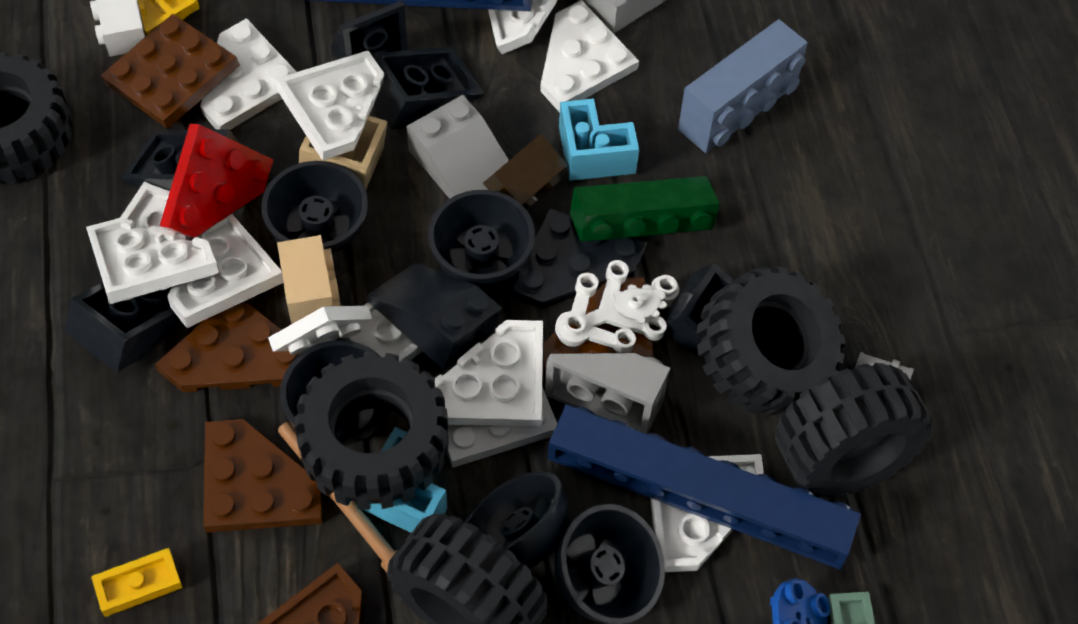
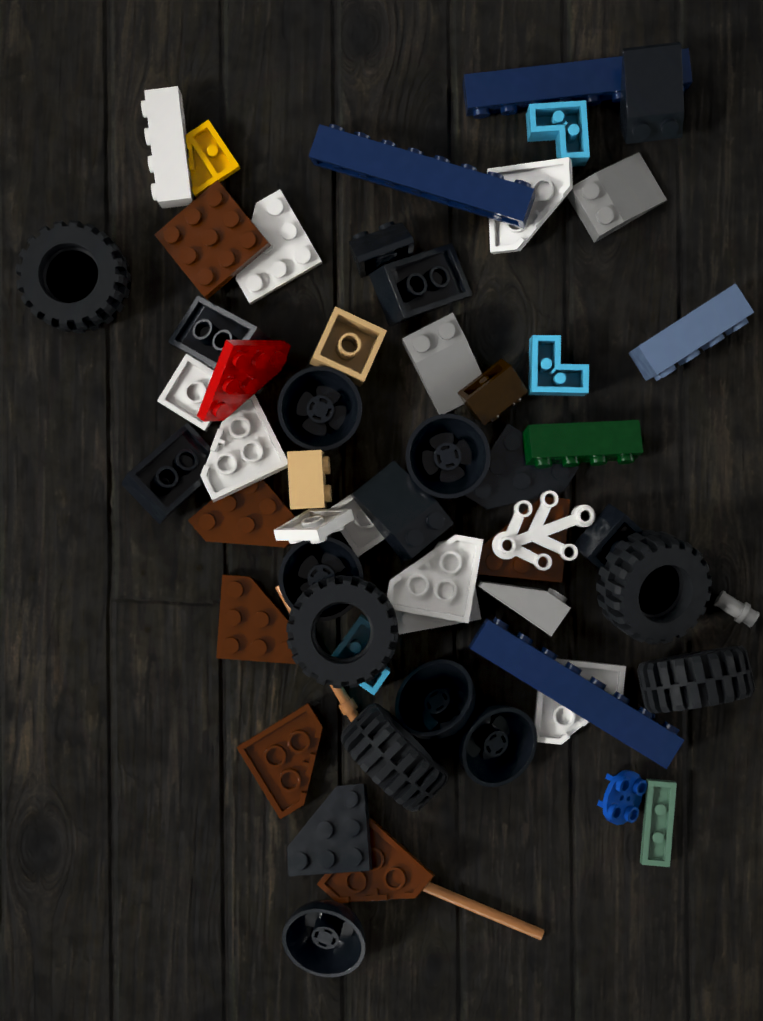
camera: 10 degrees right, 30 degrees up
(136, 582) = (168, 693): yellow plate -> none
(146, 260) = (182, 441): white plate -> none
(333, 101) = (344, 314): white plate -> none
(582, 56) = (561, 268): white plate -> none
(639, 303) = (561, 531): white piece -> none

